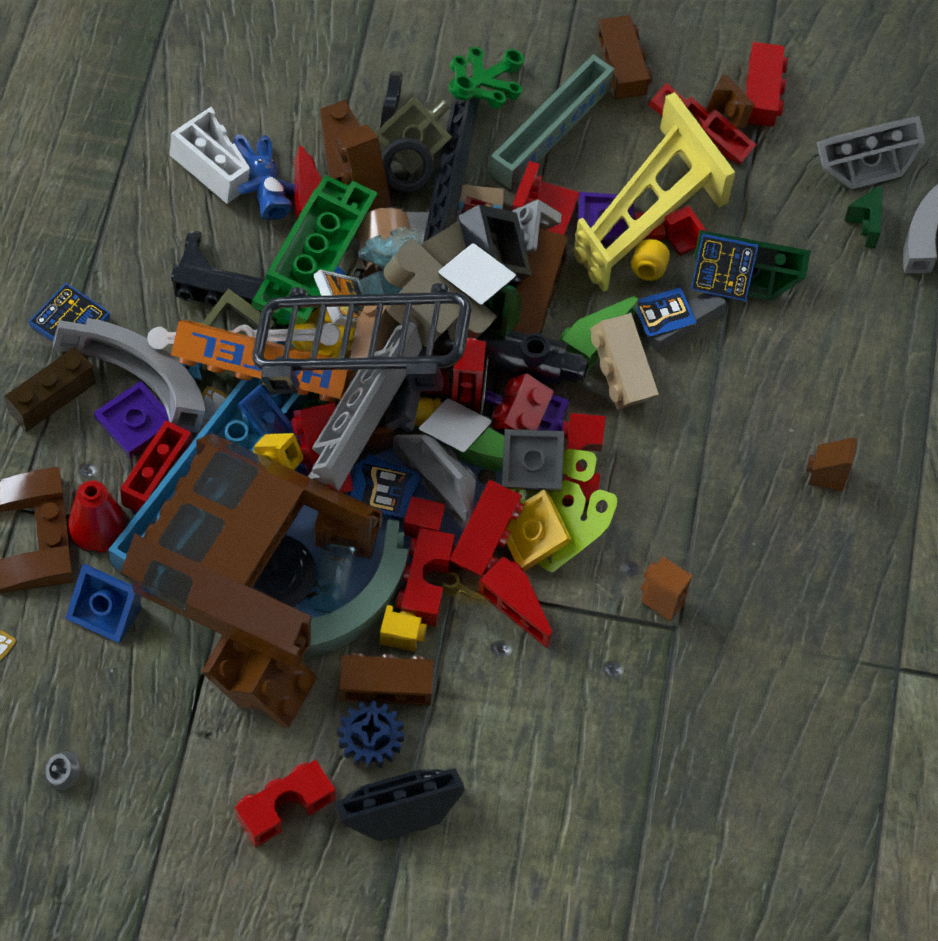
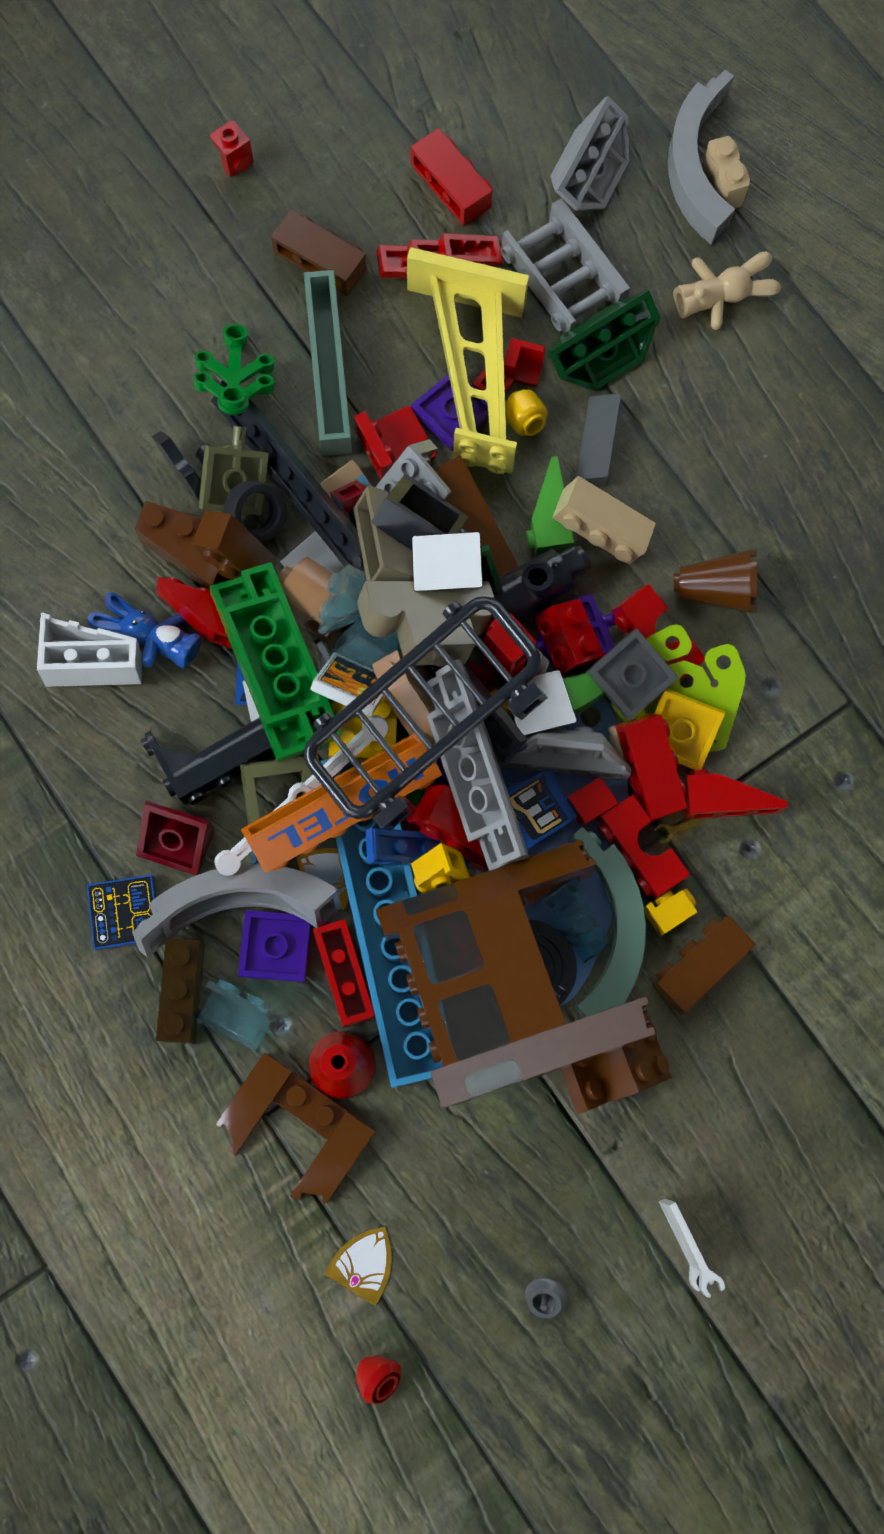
camera: 45 degrees left, 15 degrees up
(69, 433) = (235, 1016): none -> clear light blue bracket
(103, 603) = (426, 1133): blue slope -> none
(146, 301) = (173, 838): none -> dark red slope
(181, 821) = (686, 1241): none -> white flag
(305, 785) = (736, 1113): red arch -> none
(384, 735) = (729, 1010): dark blue gear -> none
(401, 803) = (820, 1052): black wedge -> none
(665, 312) = (581, 447): sticker -> none
(665, 587) = (829, 680): dark orange brick -> none
(667, 471) = (721, 581): none -> reddish brown cone
(724, 267) = (594, 366): black tile -> none
(731, 101) = (446, 214): reddish brown slope -> none
(802, 192) = (578, 244): none -> light grey fence
(832, 463) = (836, 455): reddish brown slope -> none
(868, 212) = (646, 216): dark green slope -> none
(882, 303) = (730, 286): none -> tan animal

